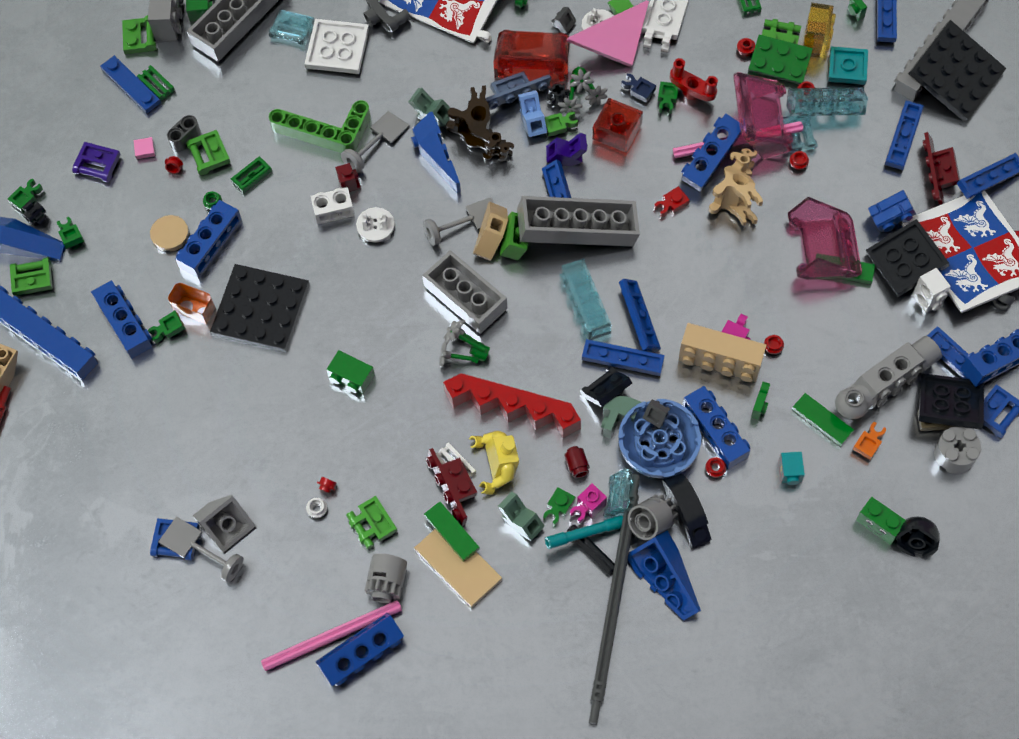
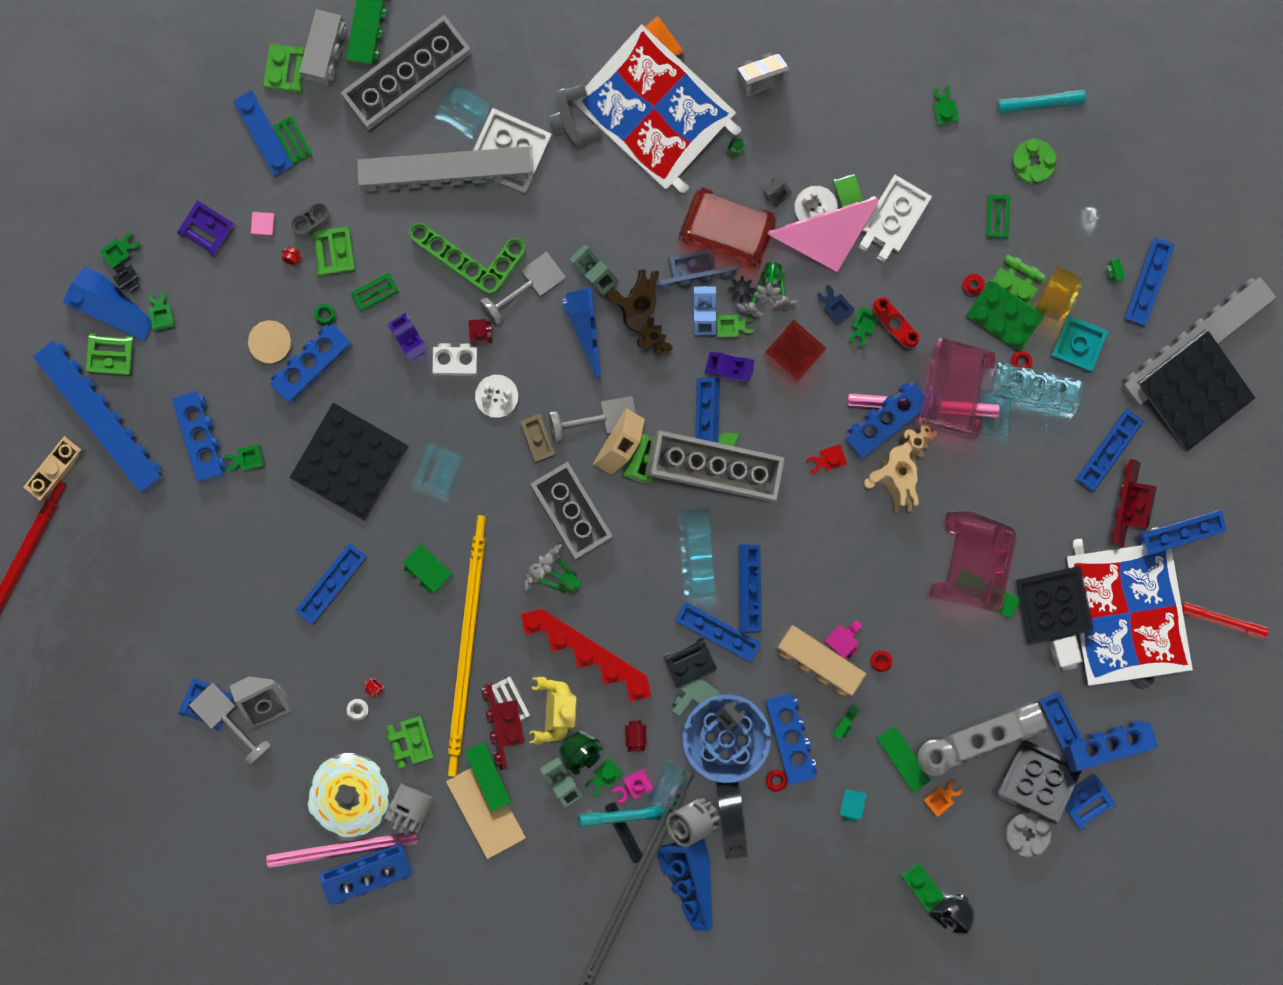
camera: 15 degrees right, 20 degrees up
(187, 293) = (268, 424): orange piece -> none
(266, 408) = (331, 583): none -> blue plate
(286, 66) = (445, 167): none -> light grey brick
(287, 197) = (407, 336): none -> dark purple brick
(326, 587) = (348, 796): none -> dish
(344, 294) = (443, 472): none -> clear light blue plate
(403, 431) = (466, 645): none -> yellow axle
(419, 246) = (537, 437): none -> dark tan plate
(531, 485) = (580, 751): none -> dark green cone
(799, 160) = (983, 448): red plate -> none
(892, 211) = (1059, 545): blue brick -> none

